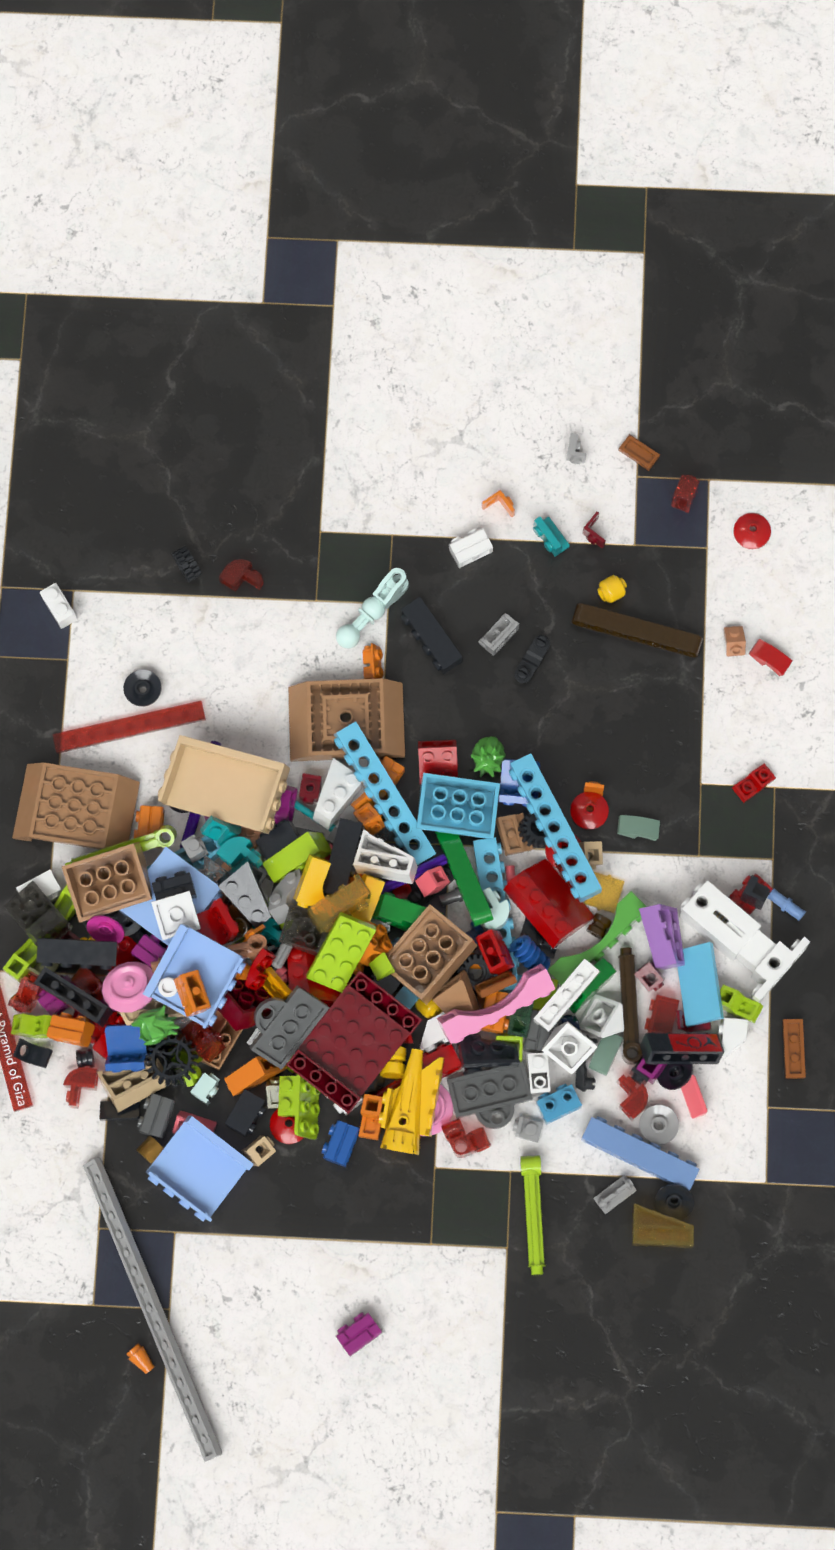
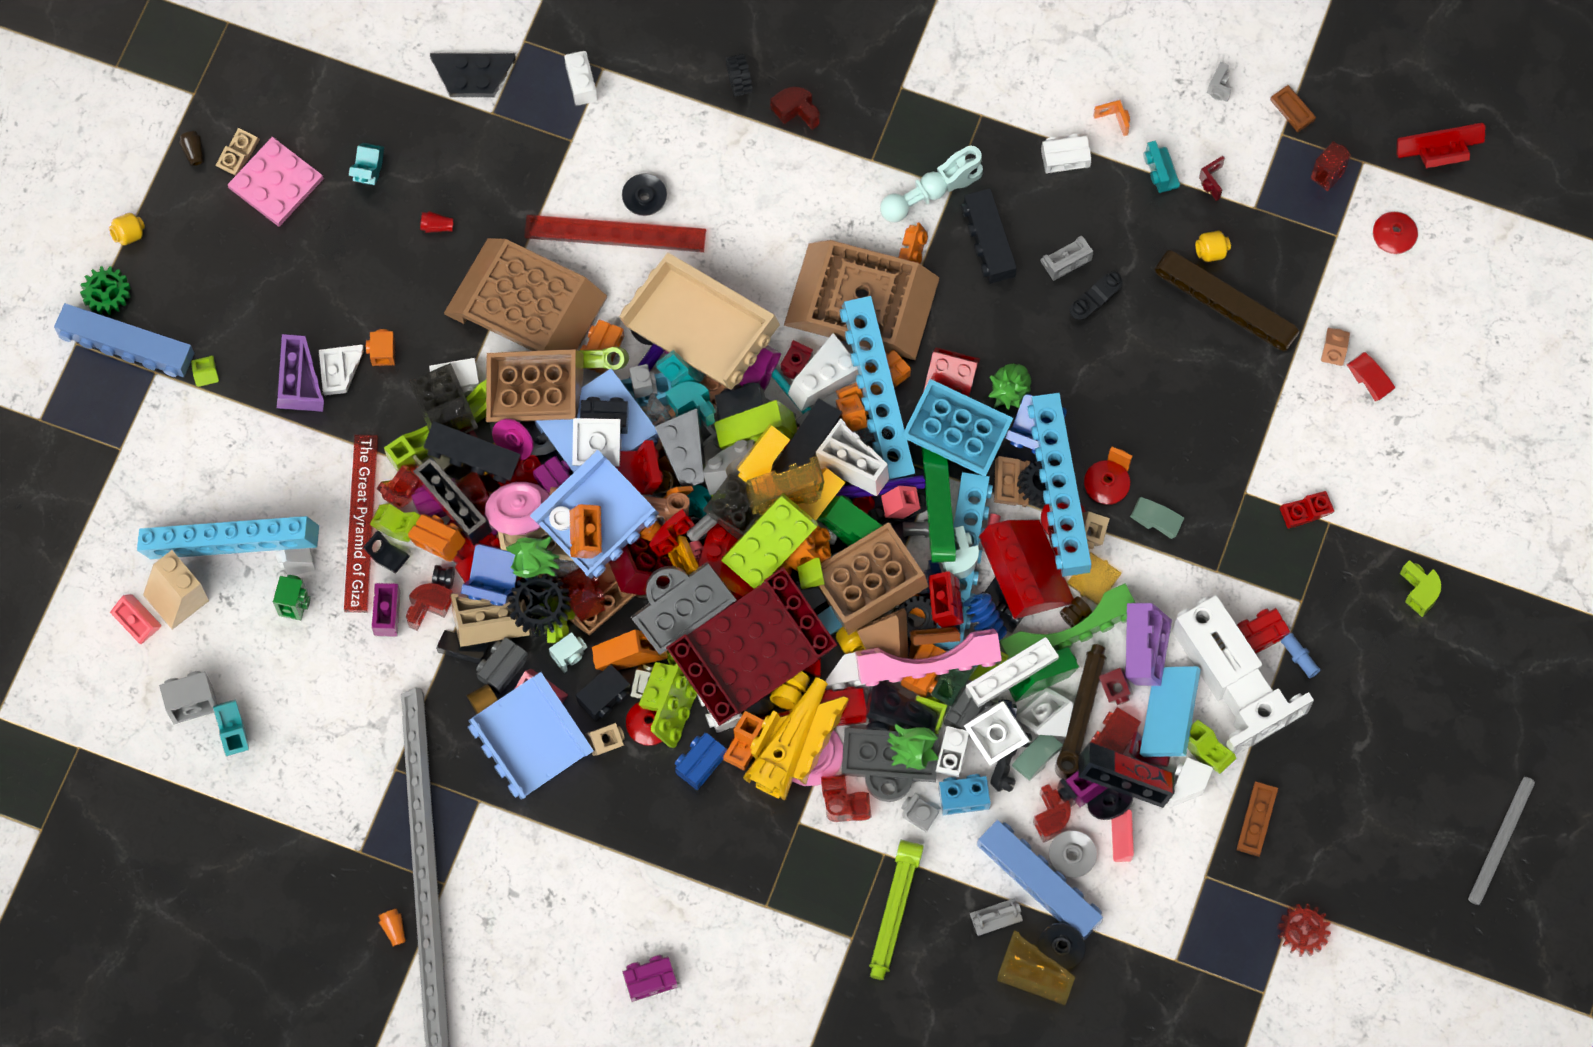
camera: 15 degrees right, 5 degrees down
(48, 1101) = (386, 609): none -> magenta brick
(507, 1080) = (913, 747): none -> bright green hair
(755, 893) = (1266, 626): black panel -> none
(767, 448) = (1442, 146): none -> red bracket

